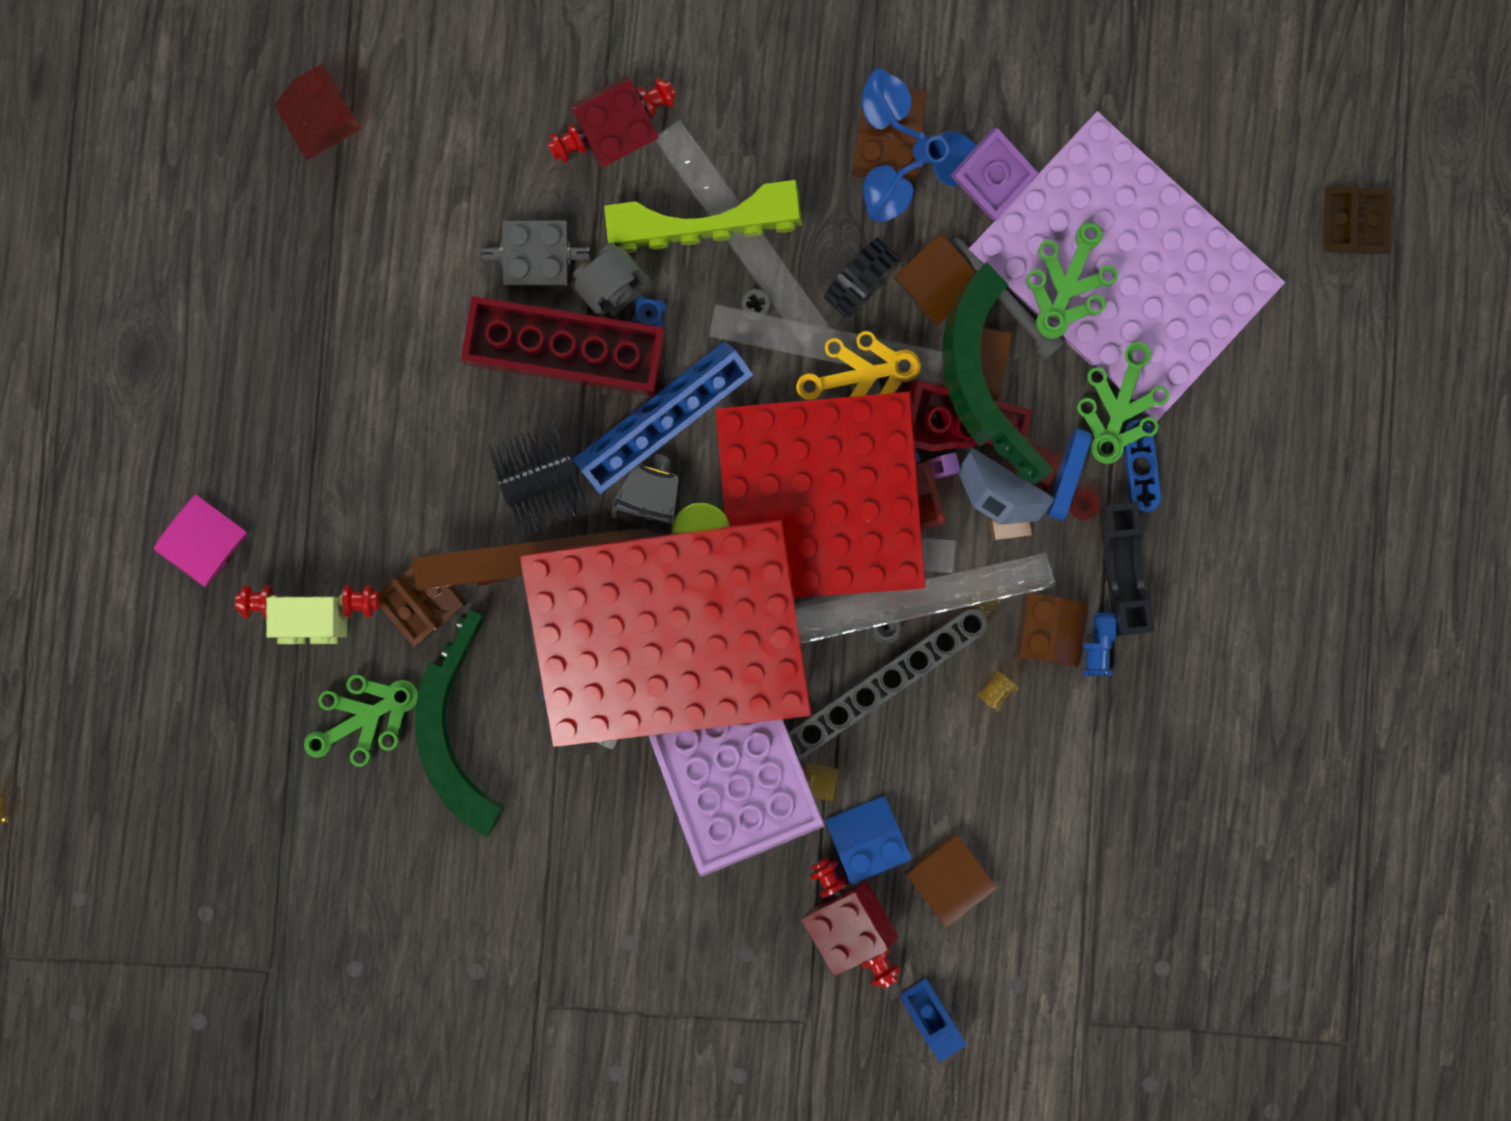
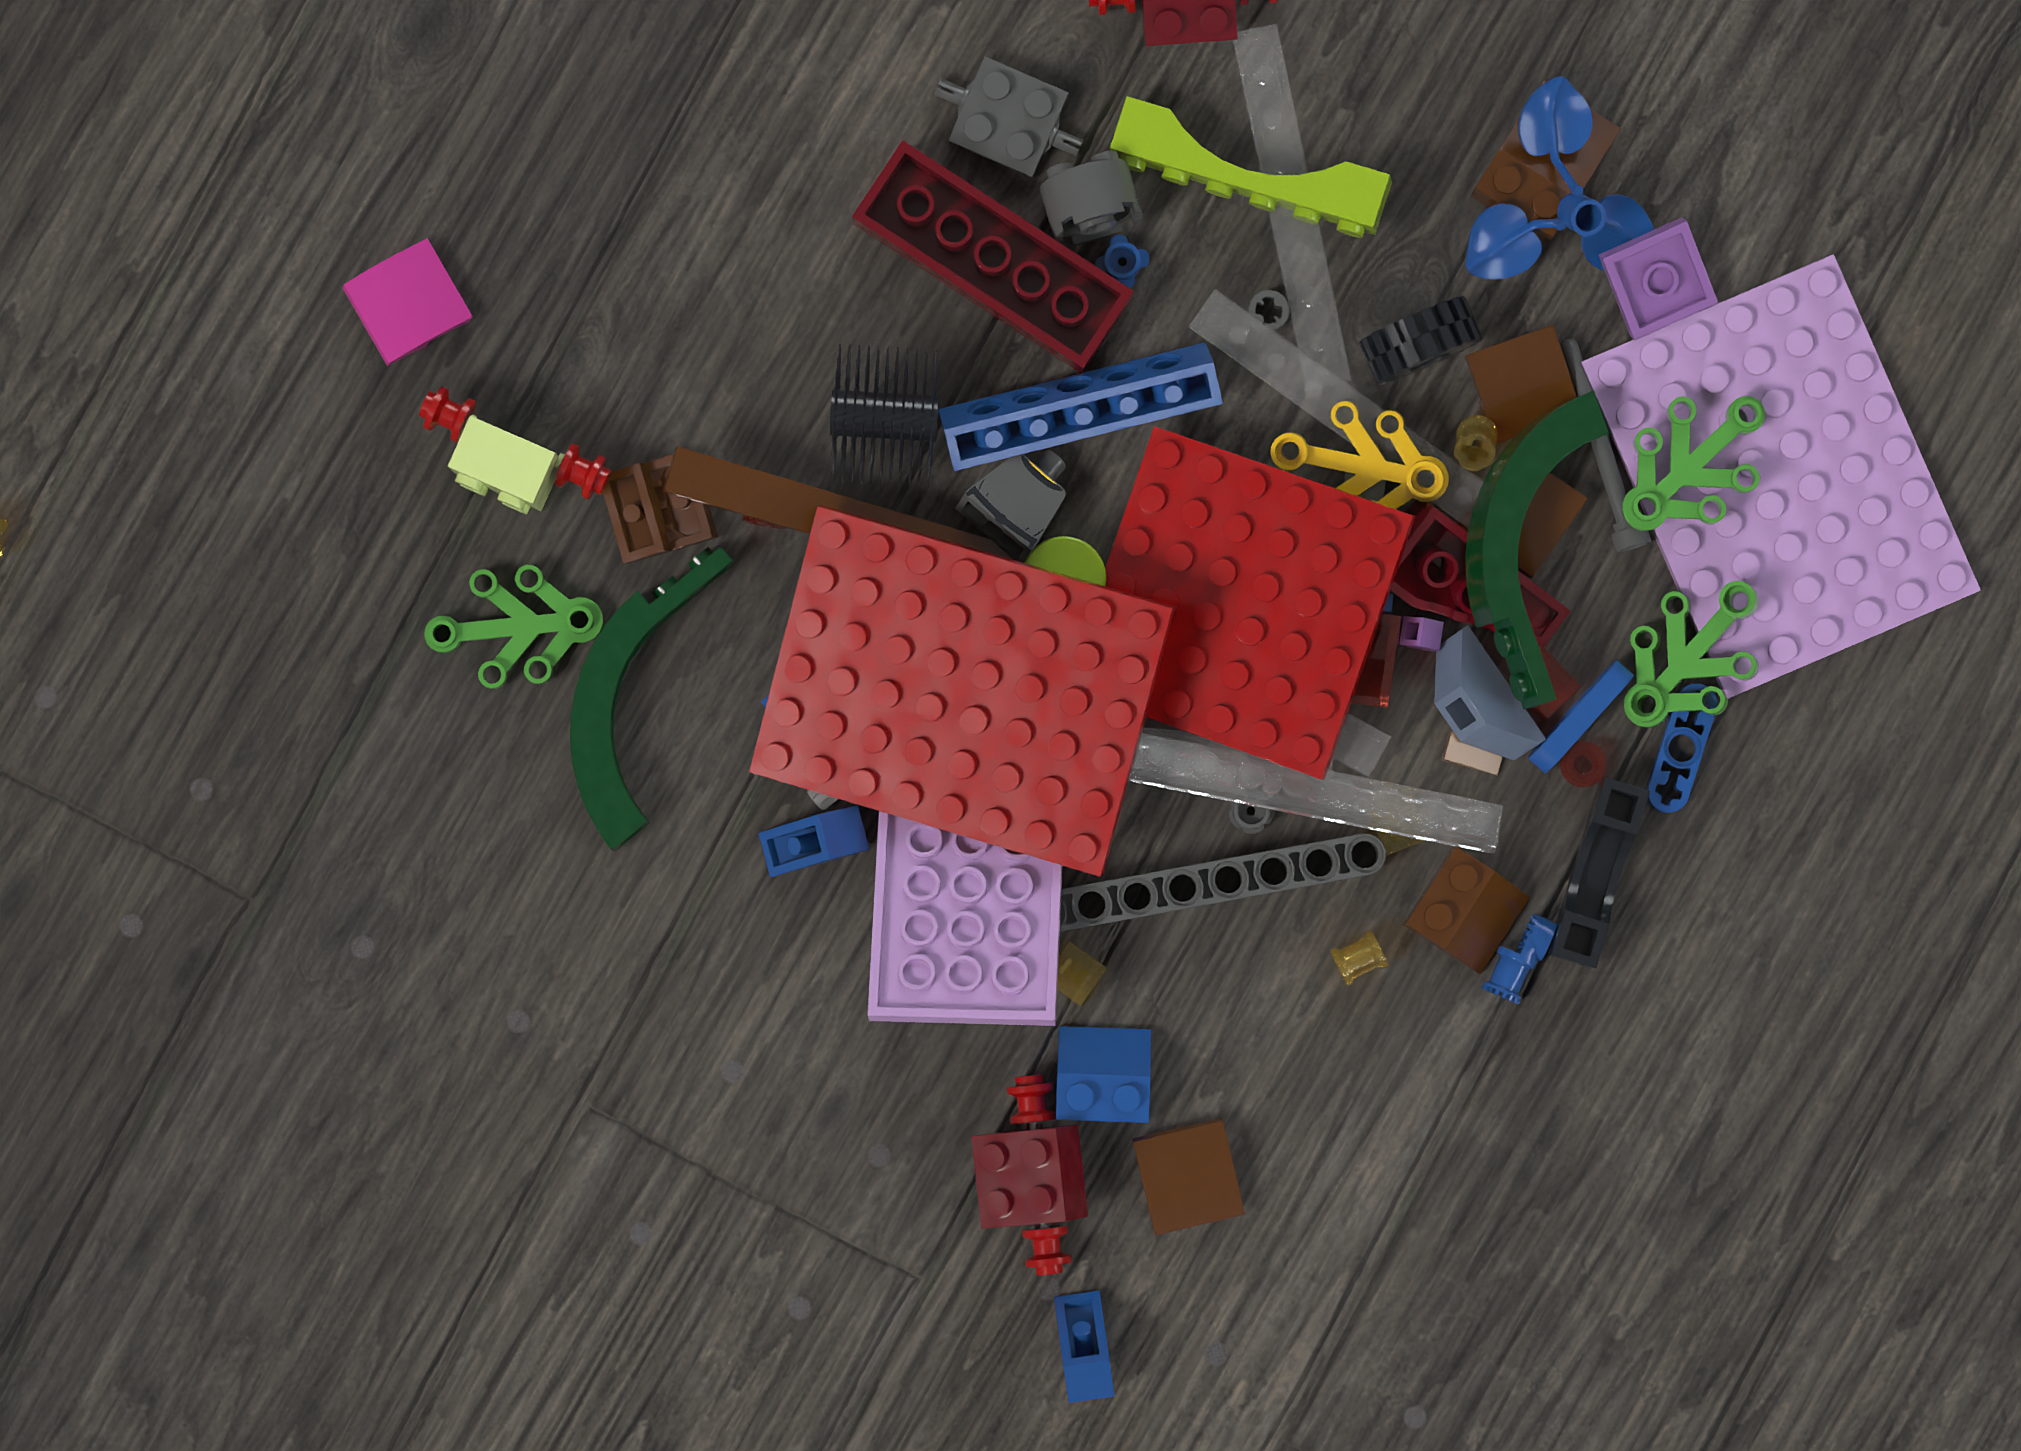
camera: 35 degrees right, 0 degrees up
(615, 771) = (814, 841): none -> blue slope
(917, 326) = (1475, 428): none -> clear yellow bush

